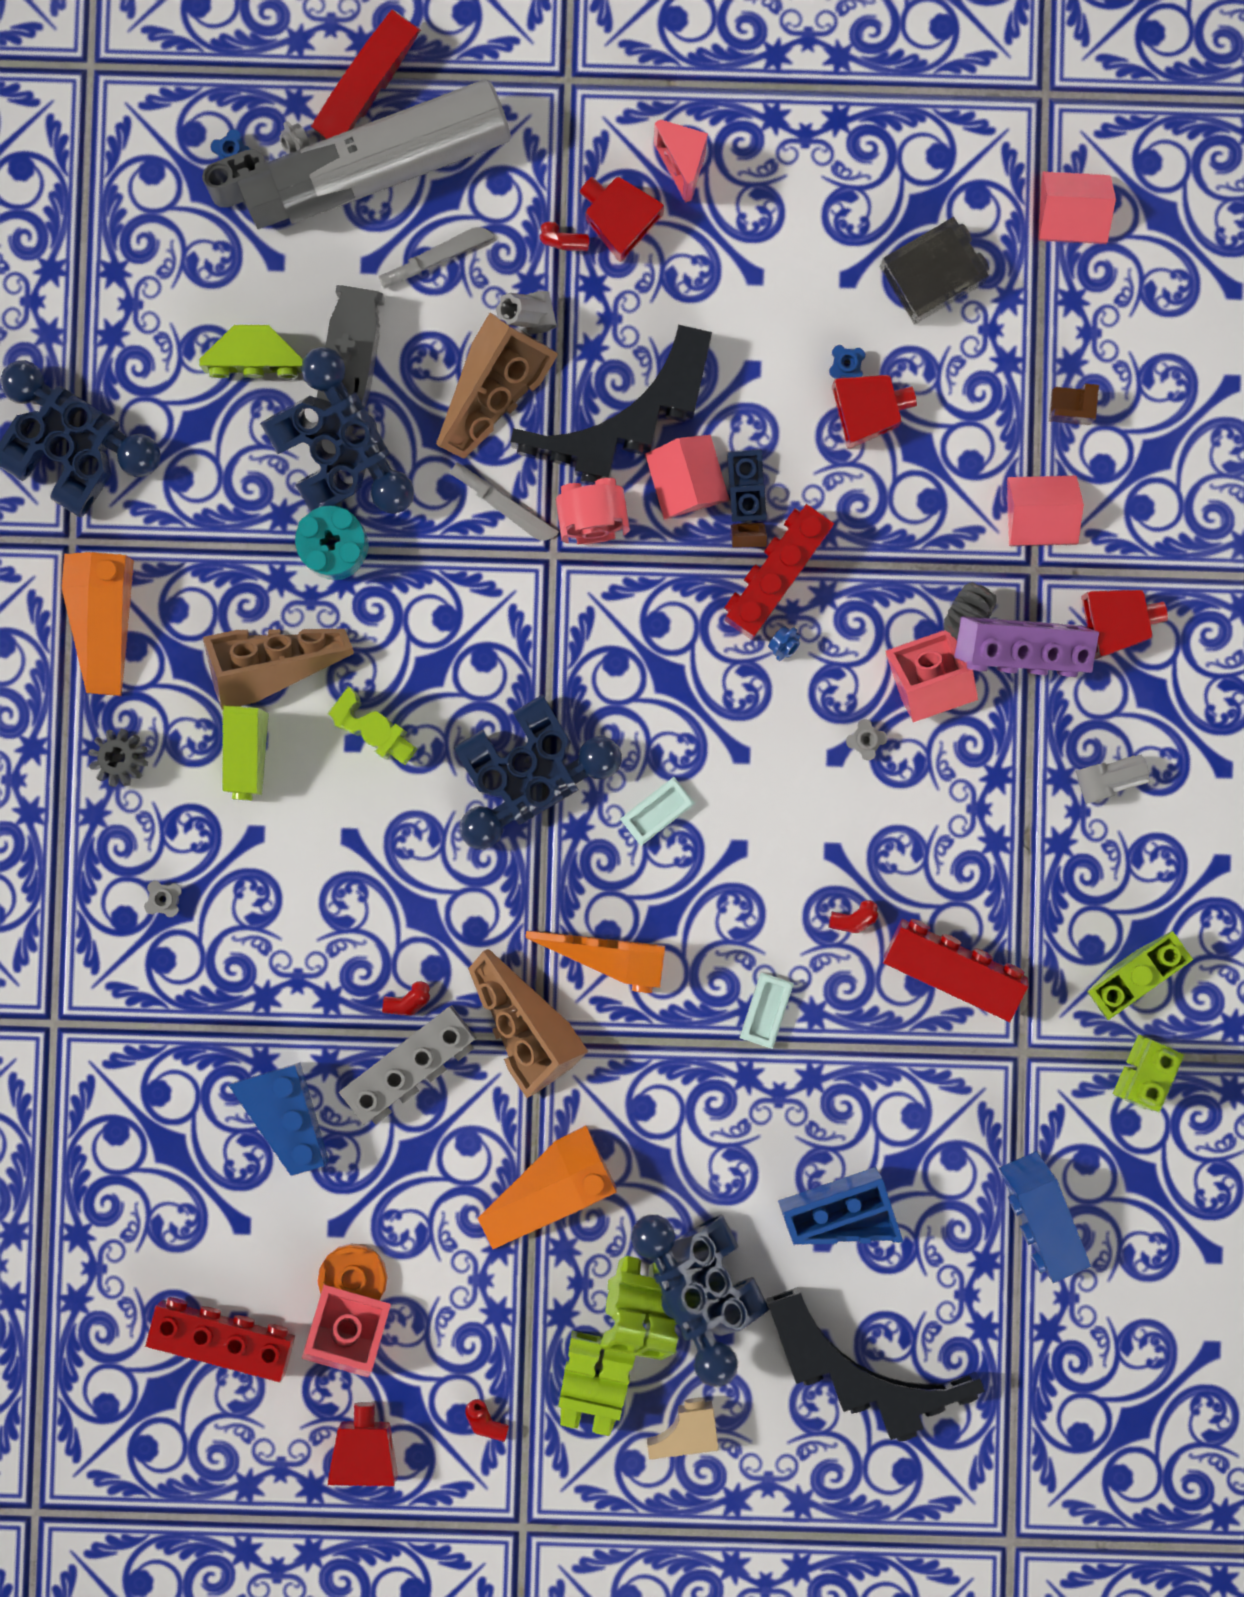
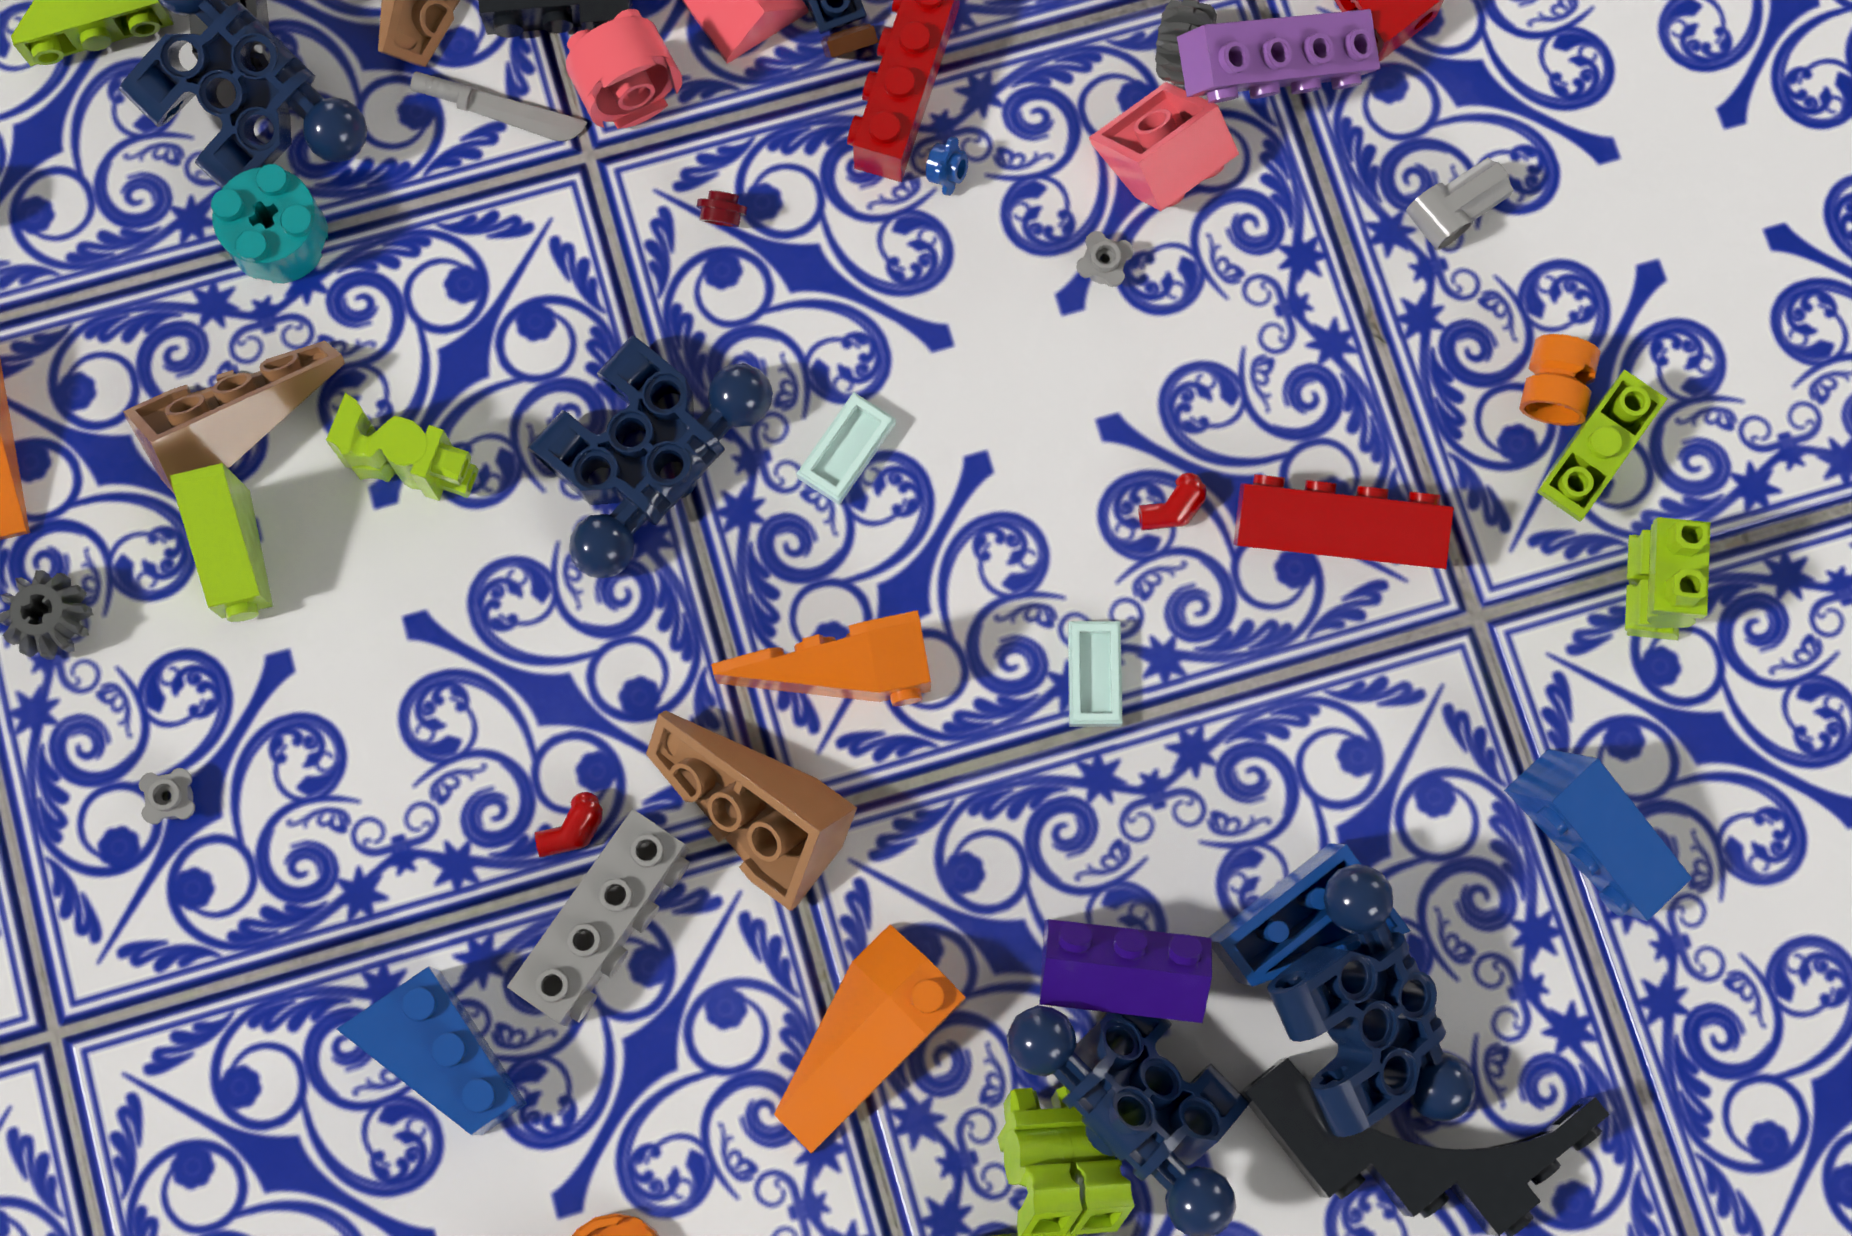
camera: 20 degrees left, 10 degrees down
(627, 625) = (721, 209): none -> dark red plate
(720, 1206) = (1125, 970): none -> dark purple slope
(863, 1287) = (1375, 1011): none -> dark blue connector
(1131, 920) = (1559, 387): none -> orange wheel

